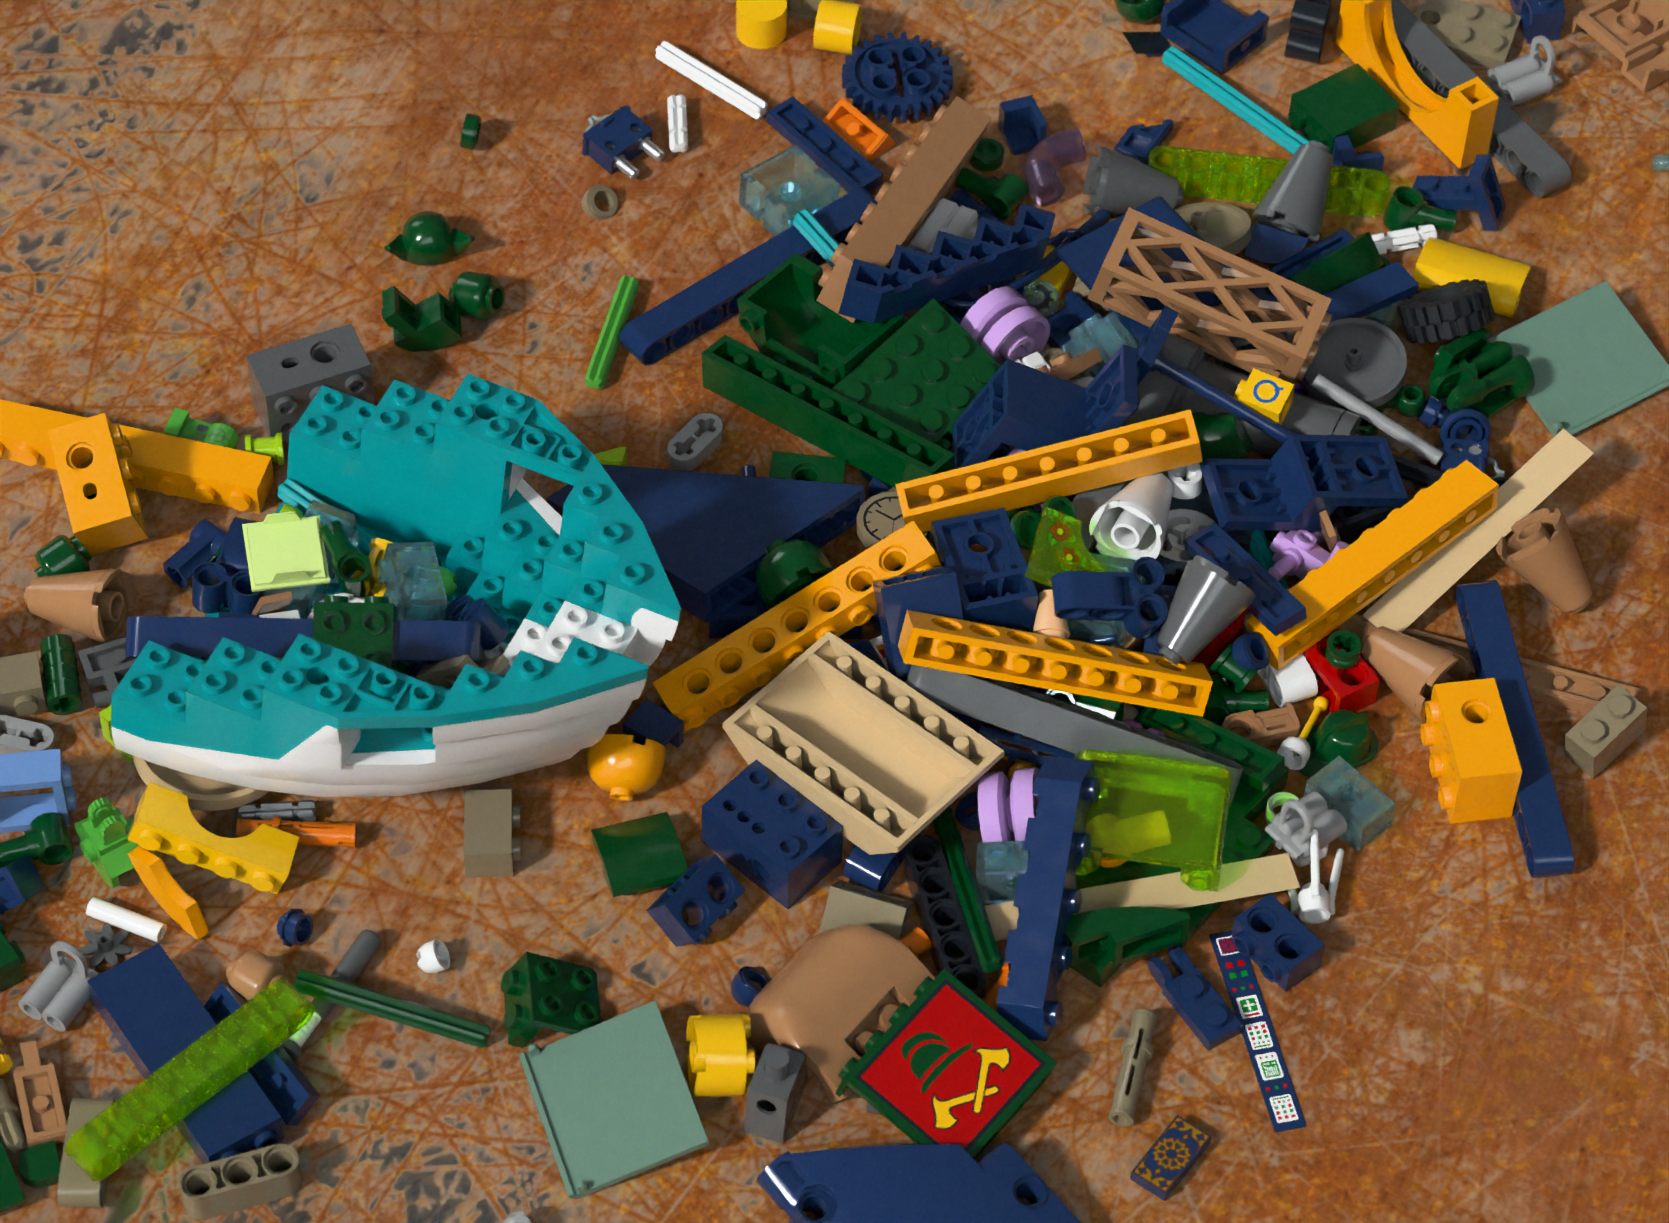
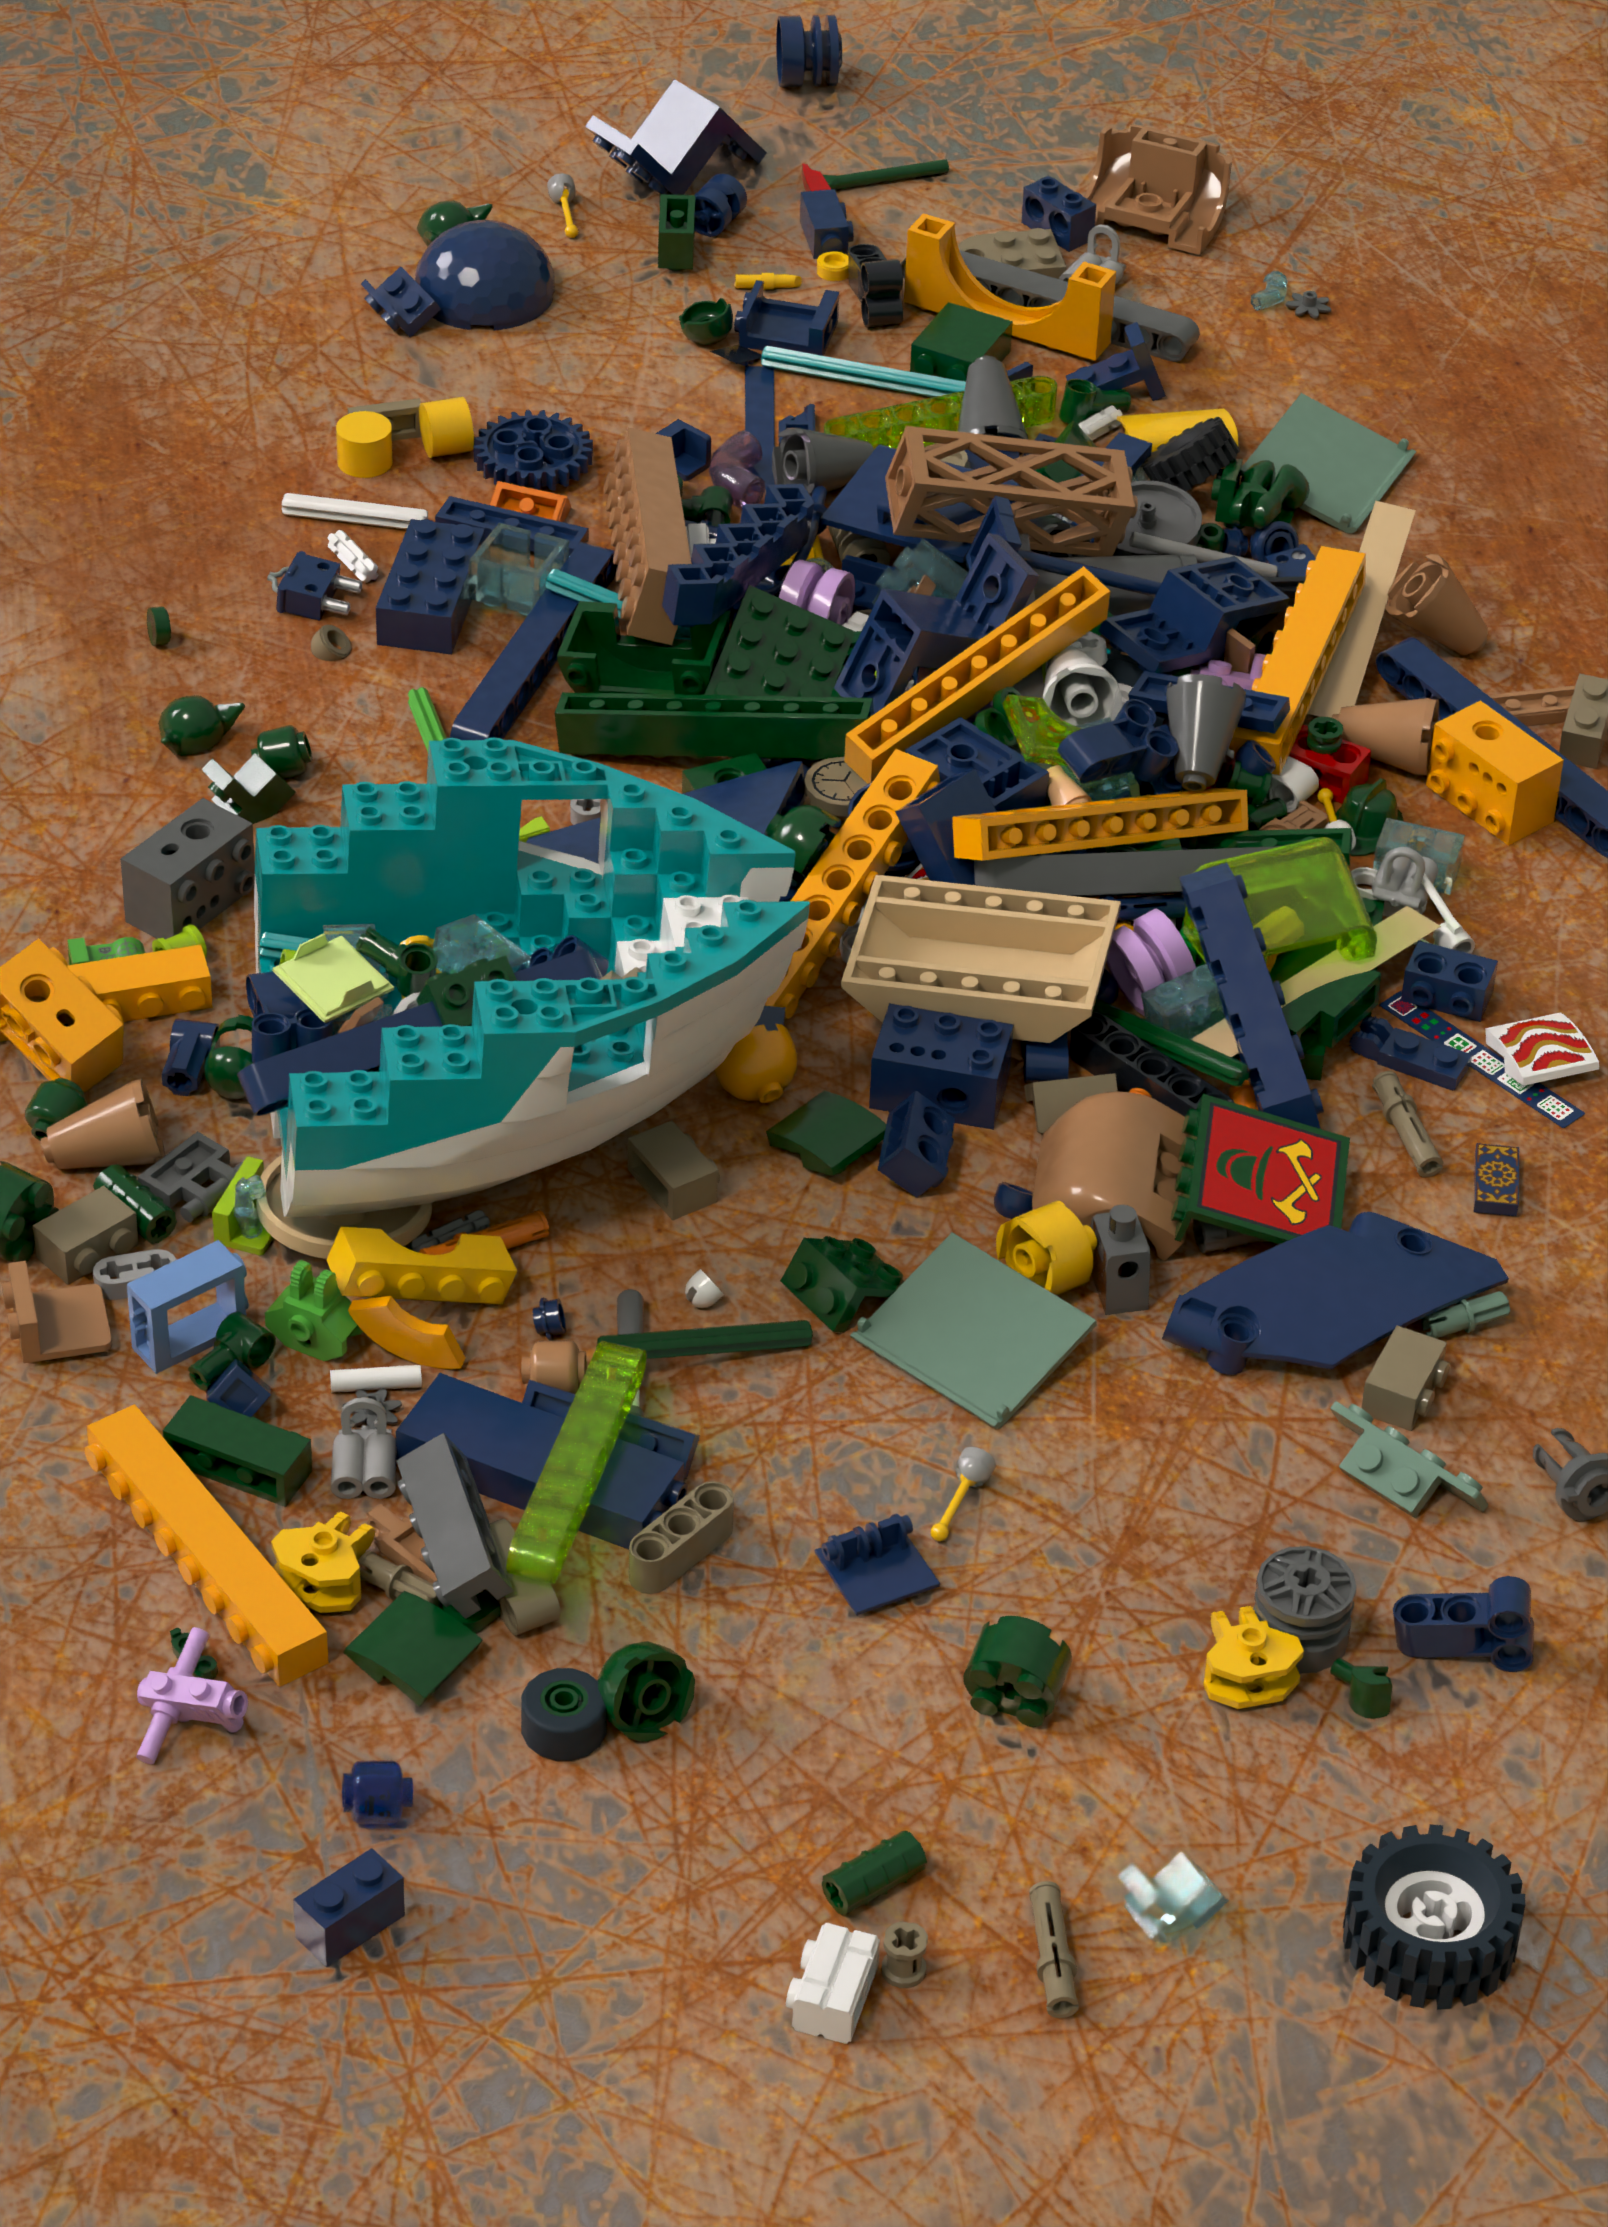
camera: 30 degrees left, 10 degrees down
(58, 1091) = (453, 1525): none -> dark grey brick
(702, 184) = (428, 587): none -> dark blue brick
(1118, 118) = (760, 416): none -> dark blue sticker
(1266, 395) = (1111, 553): yellow brick -> none
(1310, 1046) = (1542, 1049): none -> slope

